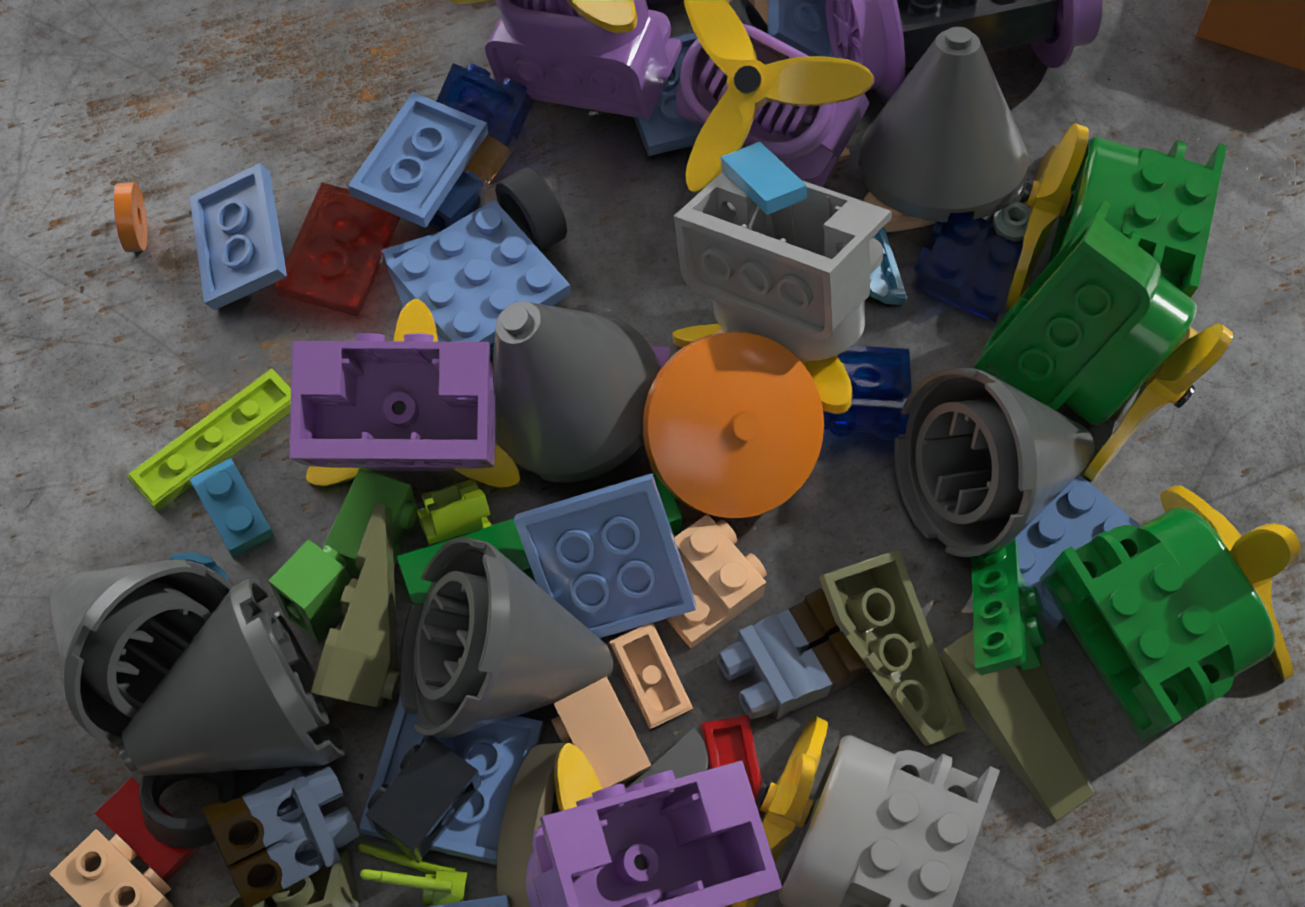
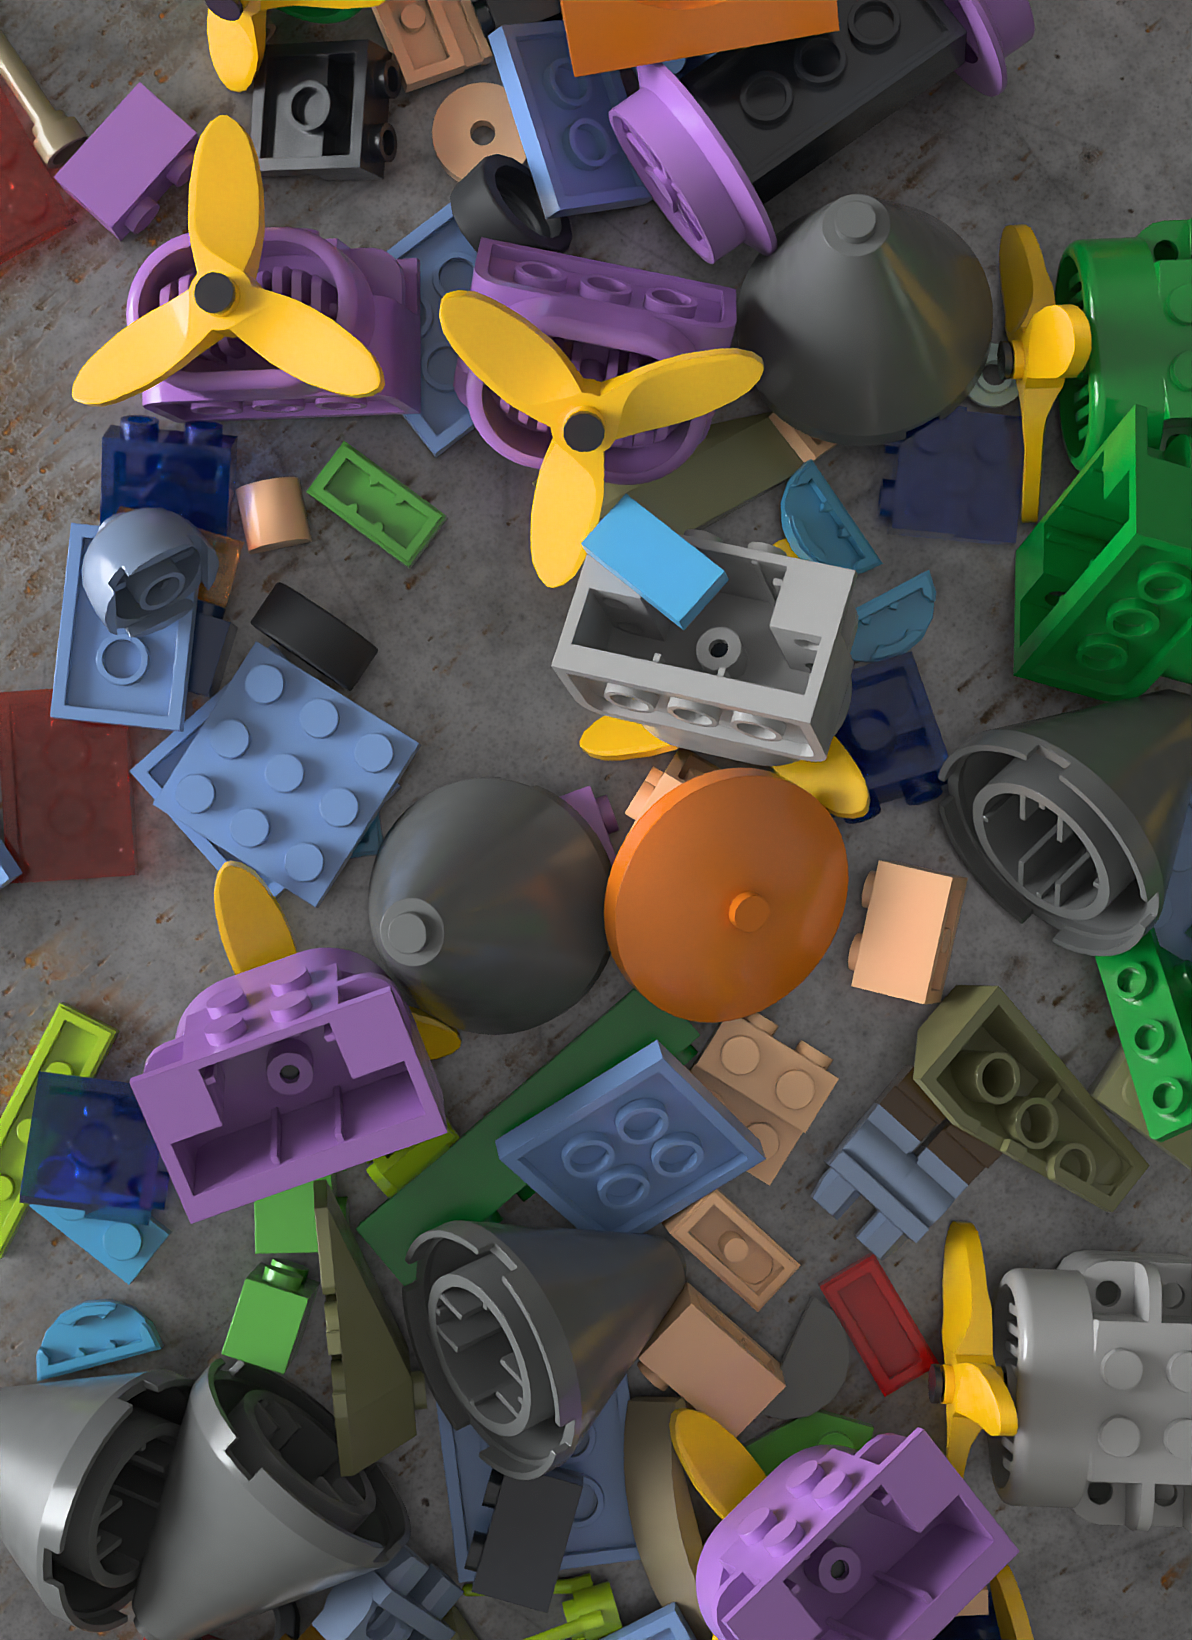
camera: 20 degrees left, 25 degrees up
(249, 448) = (92, 1151): none -> clear blue plate
(446, 115) = (145, 569): none -> sand blue cylinder
(537, 149) = (273, 514): none -> light nougat brick
(601, 165) = (377, 504): none -> bright green plate
(848, 507) = (907, 931): none -> light nougat brick
(900, 331) = (894, 620): none -> dark azure tile

